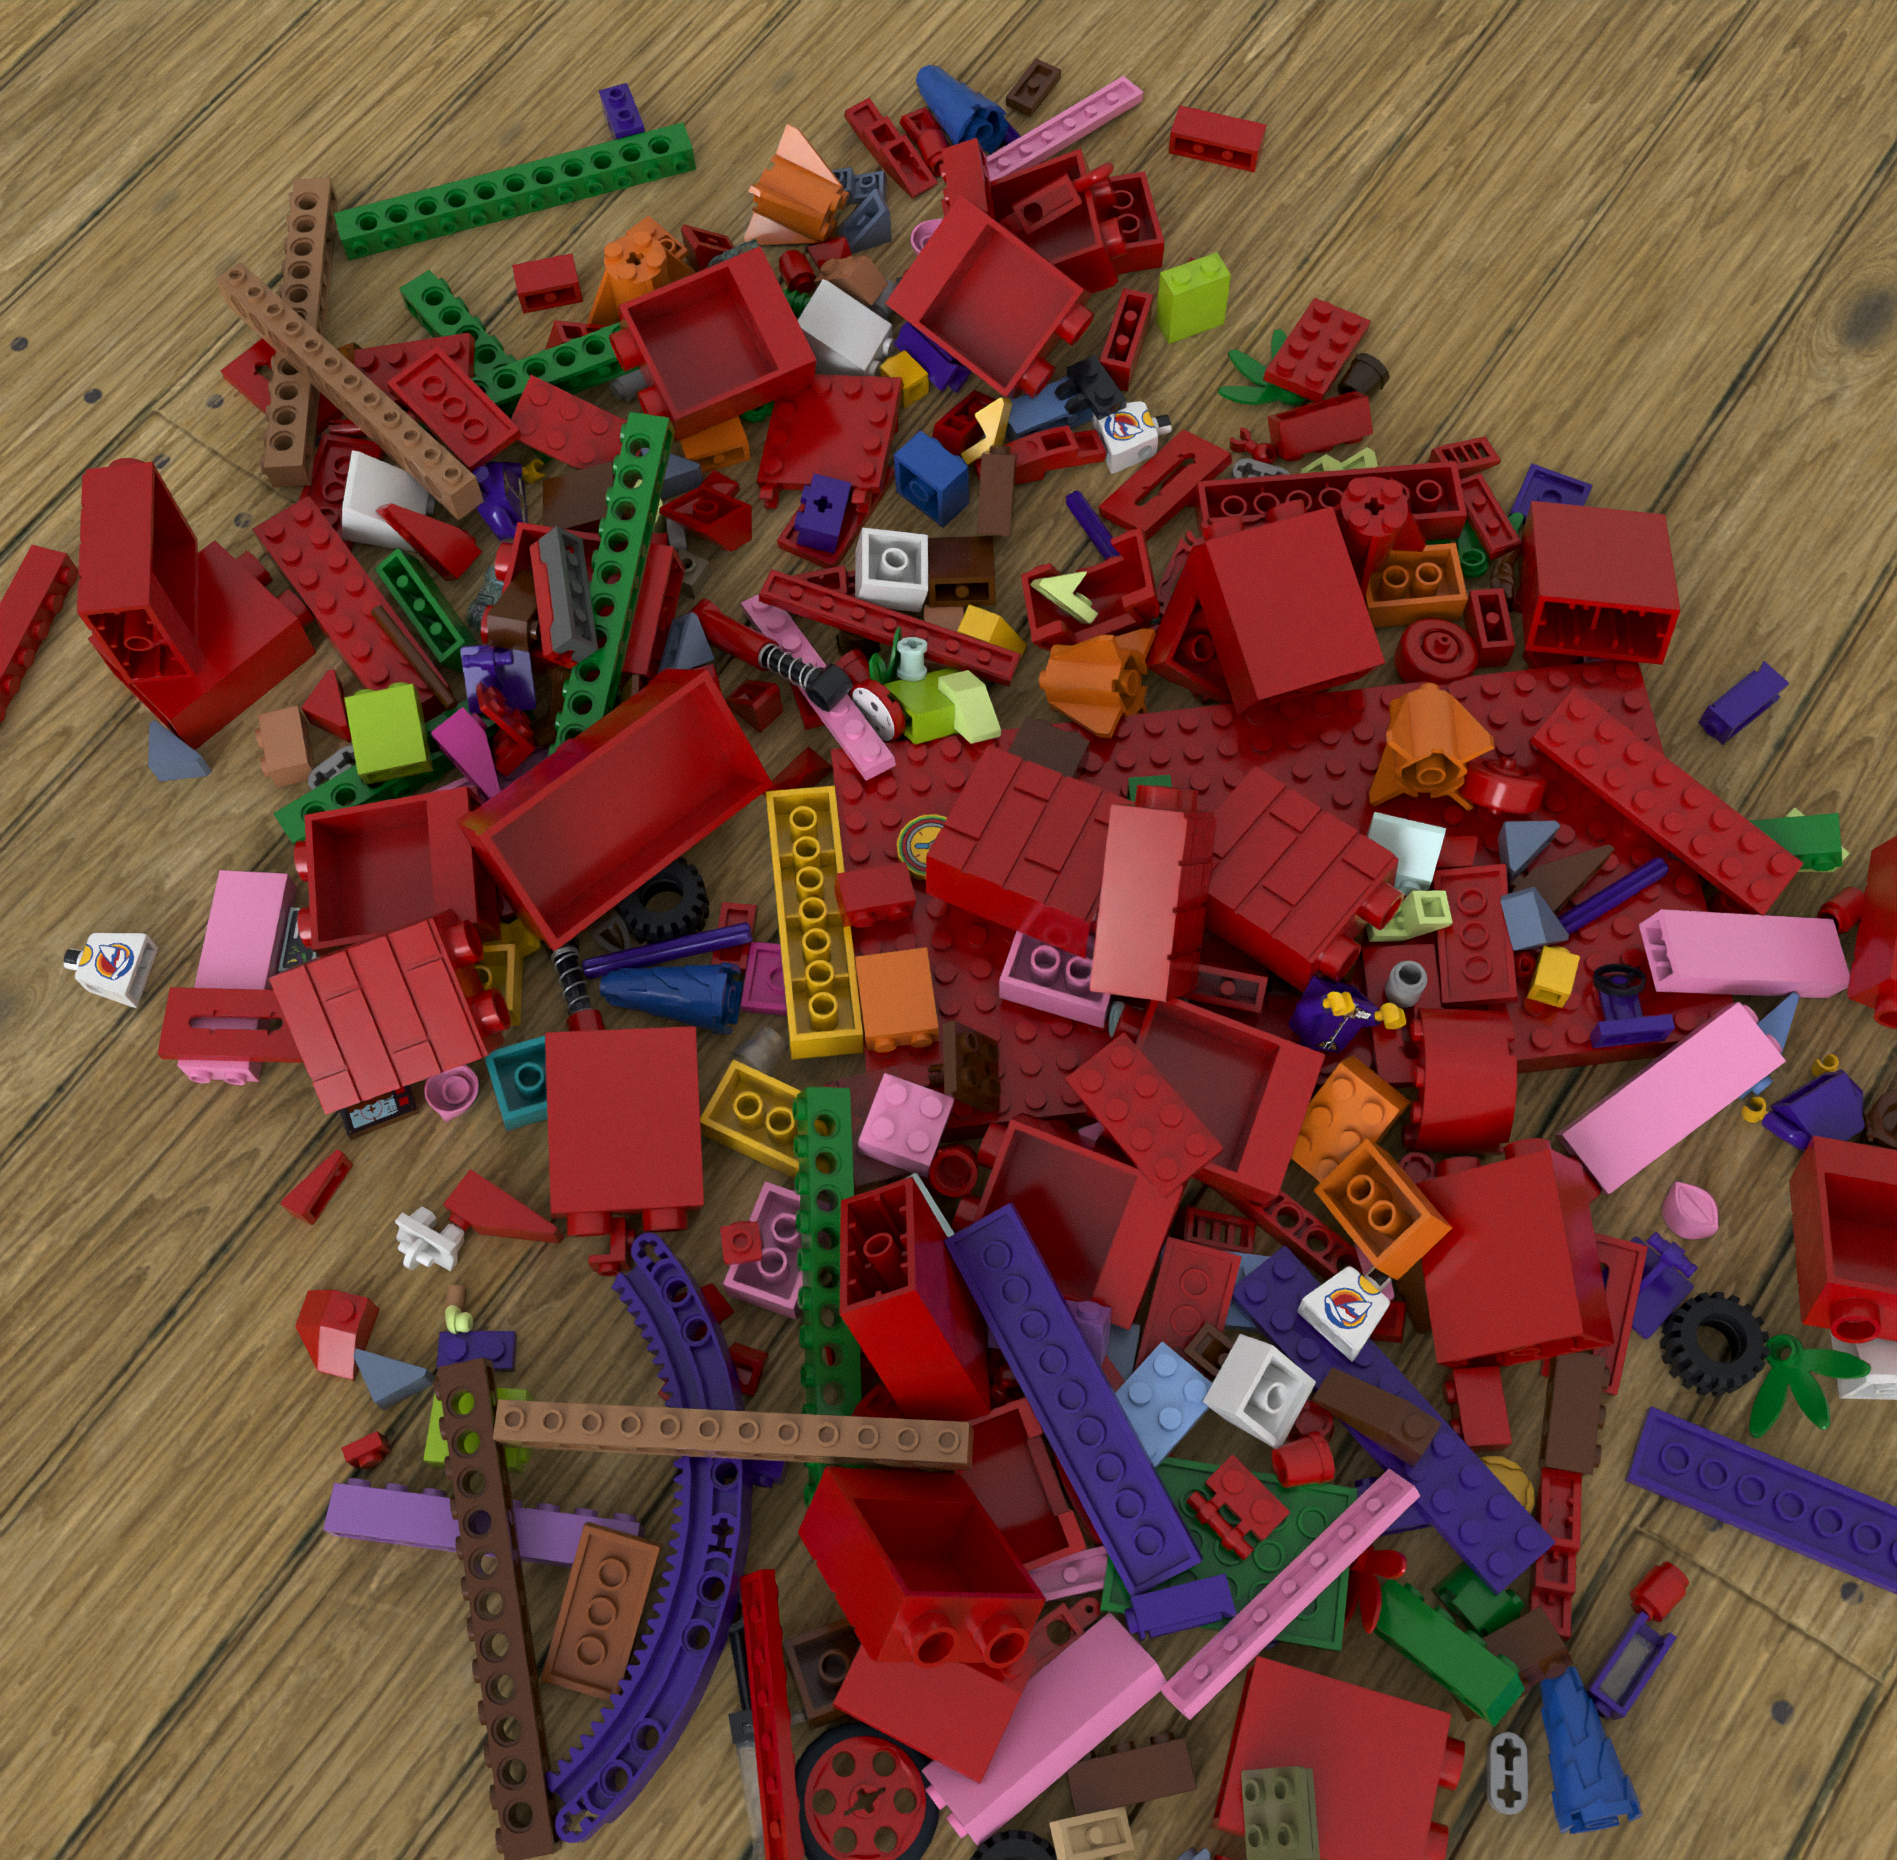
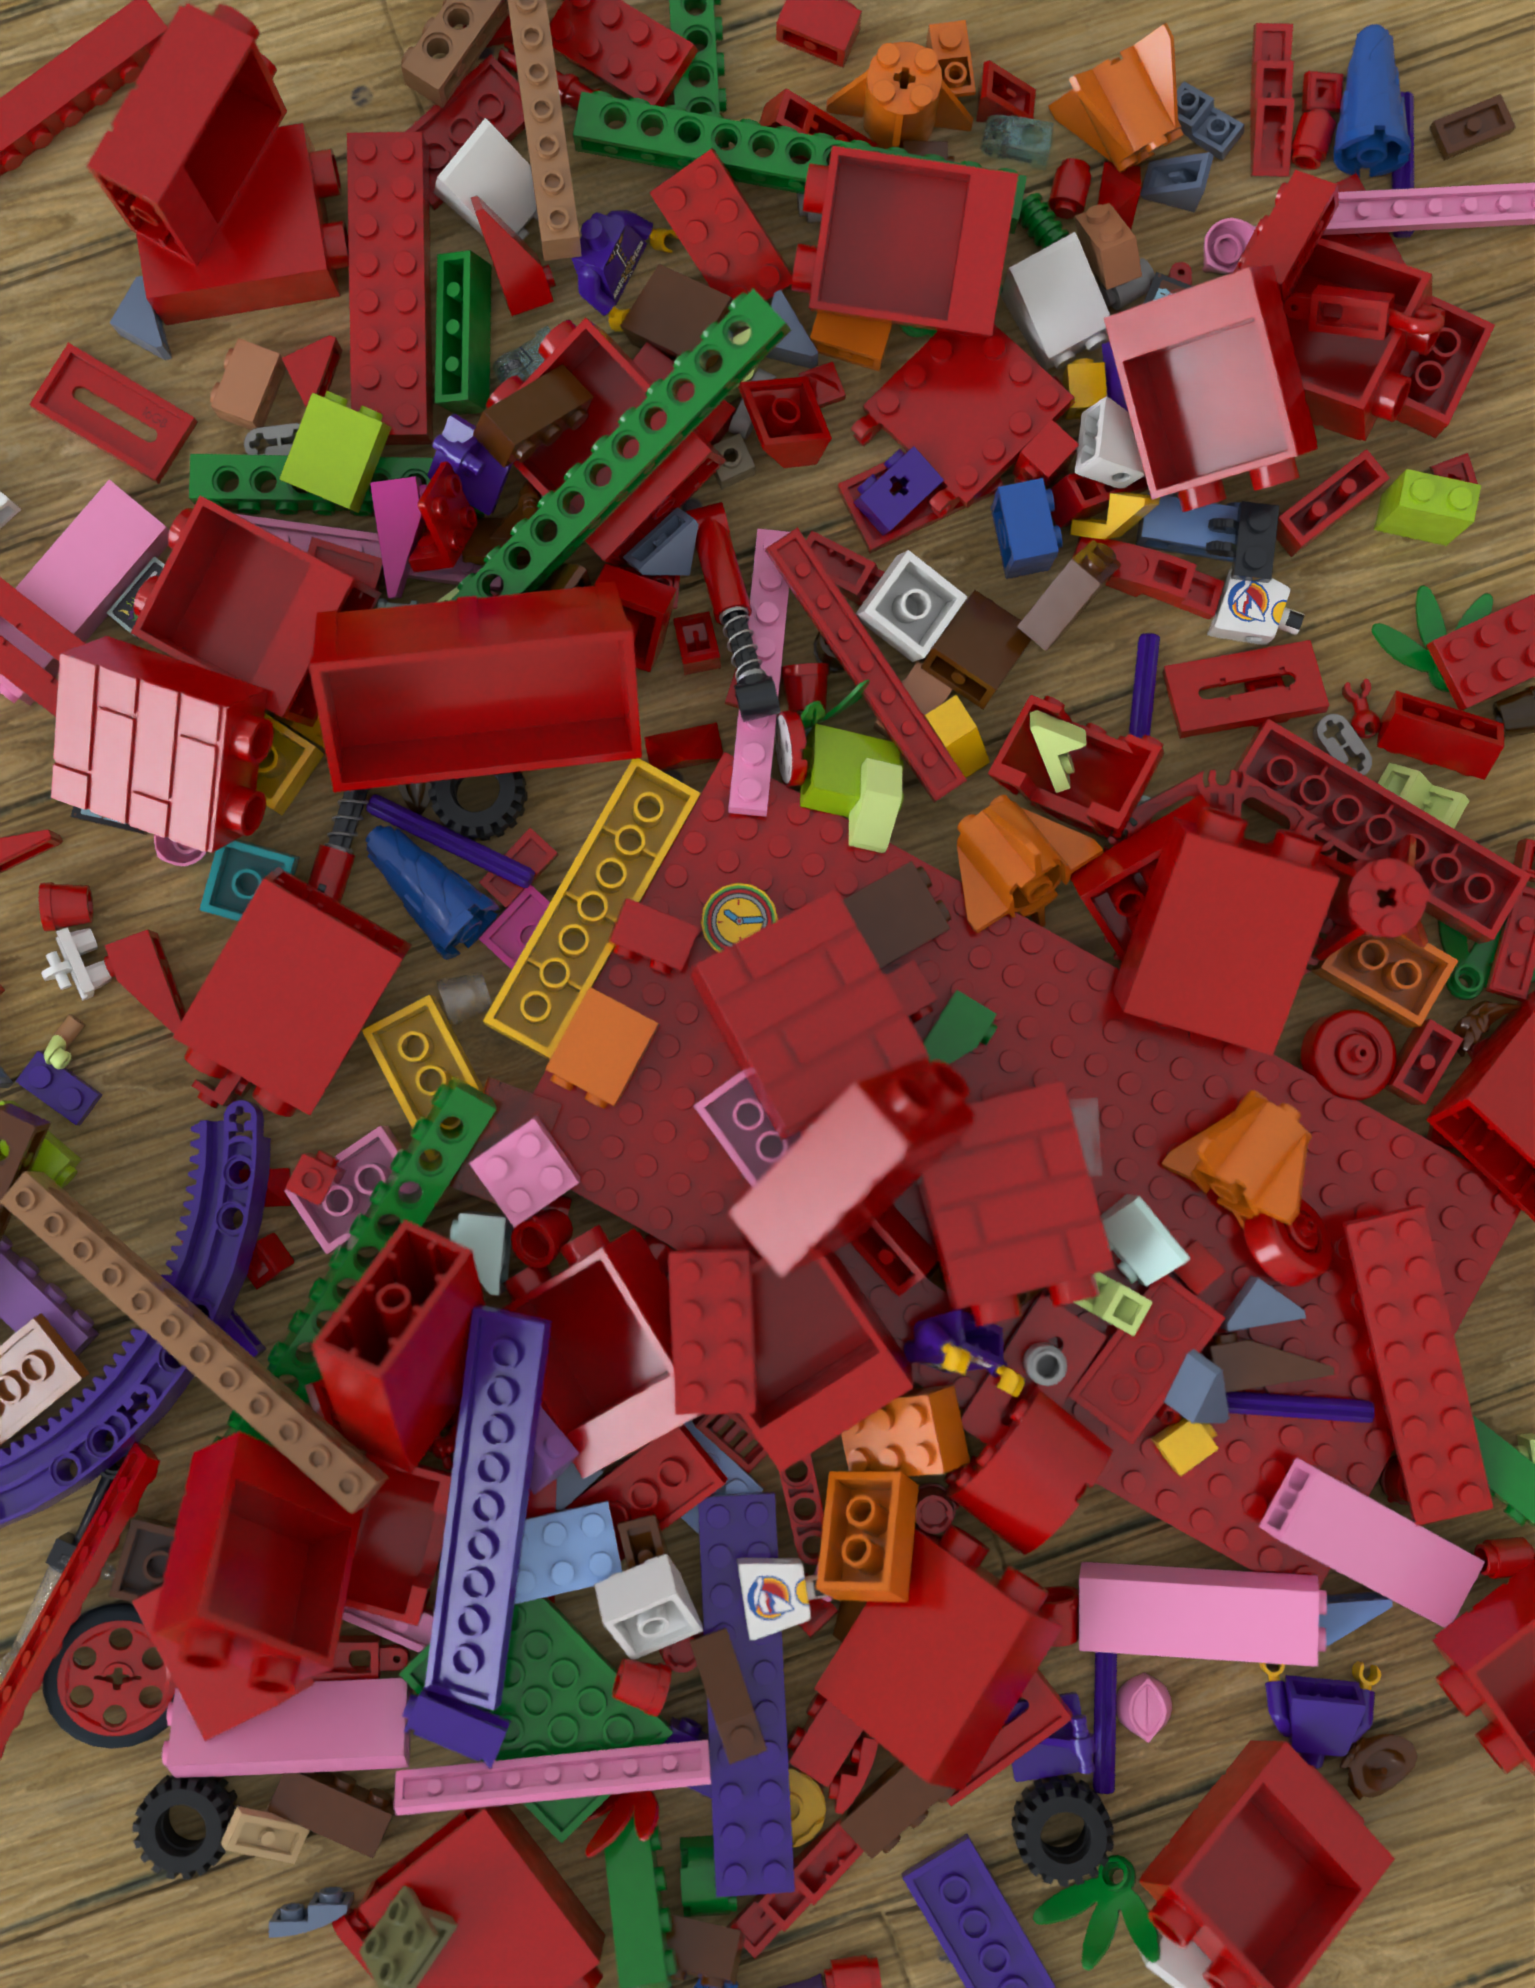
camera: 30 degrees right, 20 degrees up
(144, 820) = (80, 370): none -> red piece
(388, 1201) = (64, 905): none -> red piece
(414, 658) = (408, 386): reddish brown bar -> none
(454, 409) = (613, 135): red plate -> none
(563, 598) = (567, 439): dark grey piece -> none
(910, 417) = (1046, 455): none -> red brick
(912, 659) = (862, 713): light aqua bush -> none
(952, 388) = (1108, 446): none -> white torso
(968, 1067) = (614, 1160): reddish brown plate -> none
(1246, 1499) = (576, 1679): red plate -> none
(1525, 1432) = (851, 1778): none -> red slope
(1622, 1010) = (1222, 1514): dark purple piece -> none
(1655, 1221) = (1105, 1722): none -> dark purple axle

